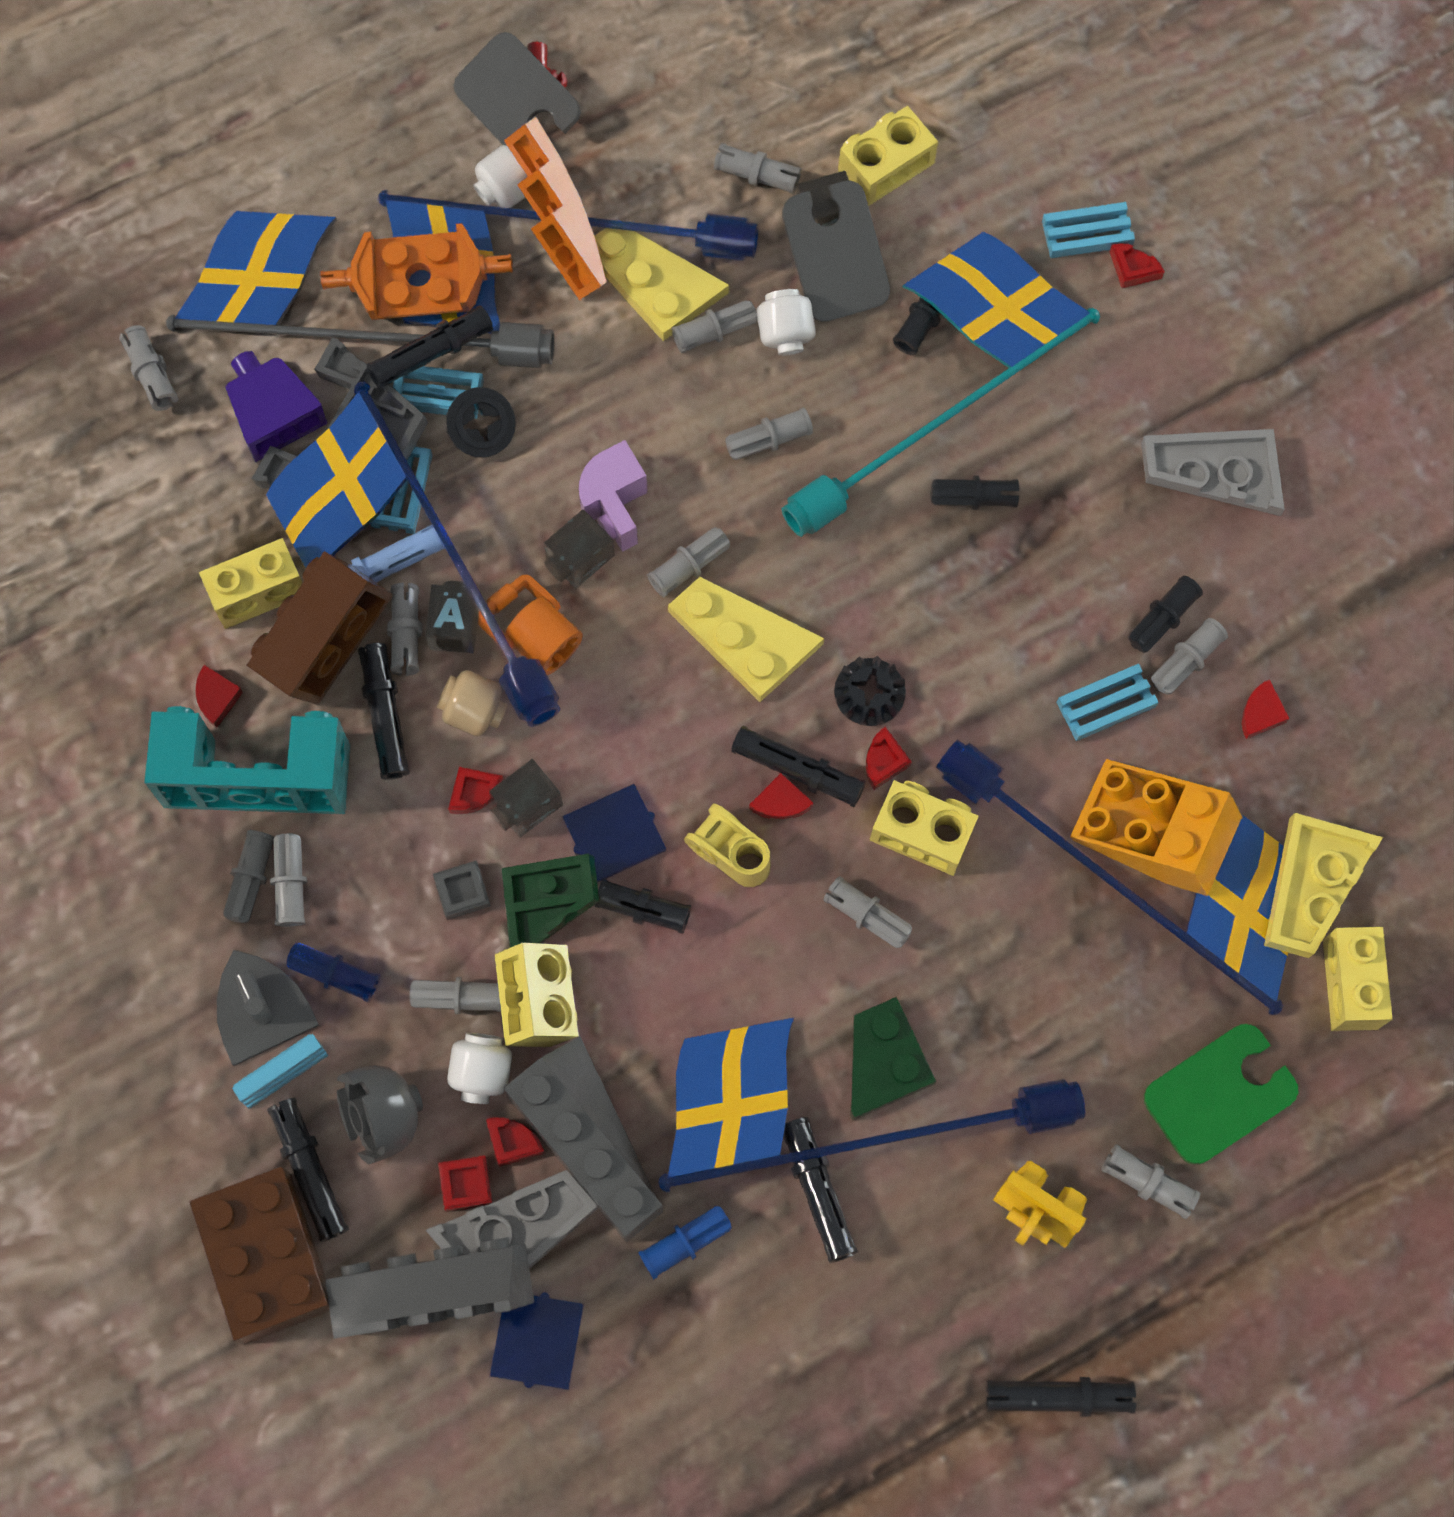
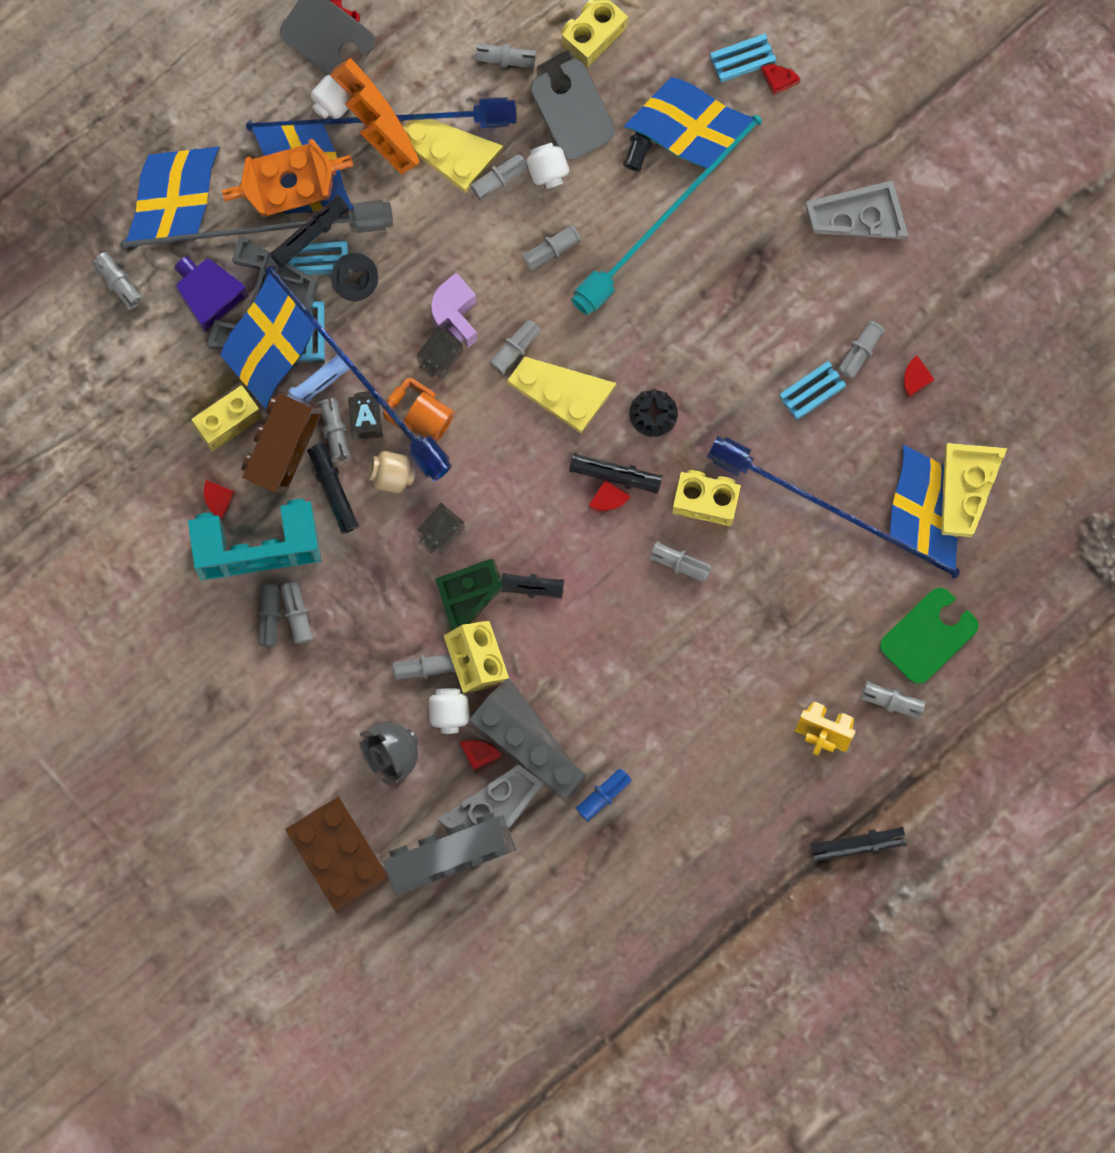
camera: 10 degrees left, 5 degrees up
(259, 1007) = (295, 699): dark grey shield -> none
(279, 1071) = (320, 737): medium azure tile -> none
(307, 1168) = (352, 795): black pin -> none
(332, 971) = (339, 667): clear blue axle -> none
(461, 890) = (410, 597): dark grey tile -> none
(465, 1183) = (455, 785): red tile -> none
(472, 790) = (404, 530): red tile -> none
(538, 1343) = (522, 875): clear blue piece -> none
(615, 832) = (503, 539): clear blue piece -> none
(724, 840) = (577, 532): light yellow piece -> none
(737, 1107) = (619, 700): flag -> none
(819, 1192) = (675, 734): black pin -> none
(885, 759) = (672, 457): red tile -> none
(885, 1059) = (709, 655): dark green wing -> none
(974, 492) = (698, 262): black axle -> none
(1159, 825) = (859, 467): light orange slope -> none
(1165, 614) = (840, 323): black axle -> none
(1357, 979) = (1004, 544): light yellow brick -> none

